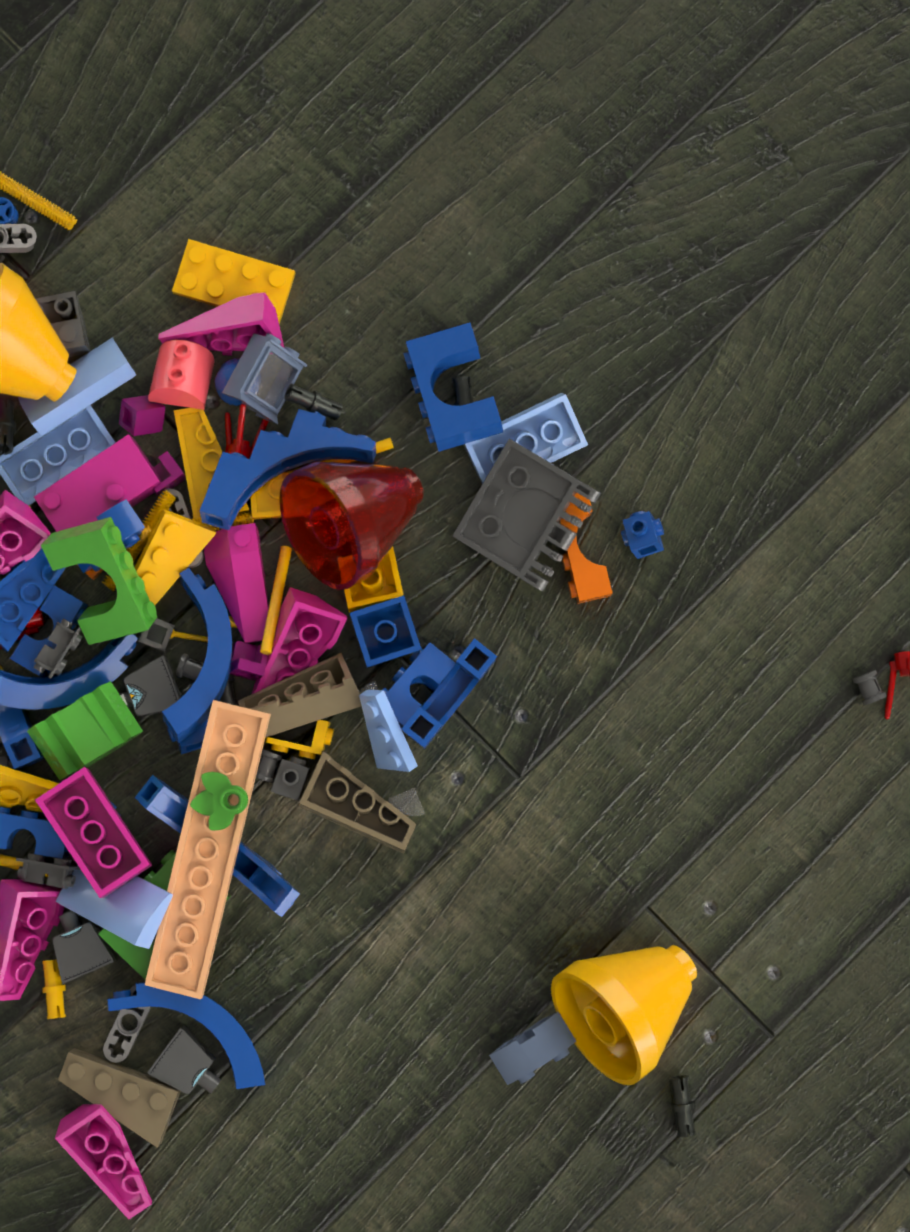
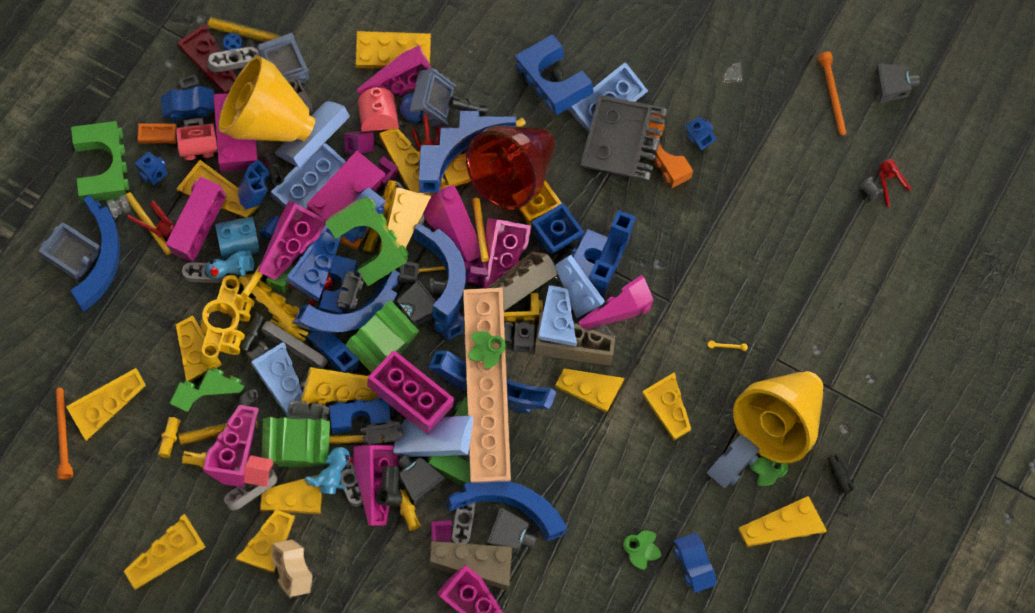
camera: 20 degrees left, 15 degrees down
(33, 961) = (388, 493): none -> pearl dark grey piece
(68, 259) = (285, 56): none -> window
(89, 1037) = (441, 531): none -> magenta panel
(340, 774) = (557, 318): none -> light blue wing
(365, 878) = (590, 387): none -> yellow wing
(368, 1138) = (645, 549): none -> bright green plate
(432, 1180) = (695, 563): none -> blue brick
(455, 769) = (631, 302): none -> dark pink wedge
(467, 937) = (667, 404): none -> yellow wing
(559, 860) = (711, 344): none -> yellow hinge
(578, 1073) = (767, 472): none -> bright green plate
(582, 1155) = (786, 523): none -> yellow wing
(724, 449) = (733, 74): none -> clear tile
(868, 467) = (825, 60): none -> orange piece

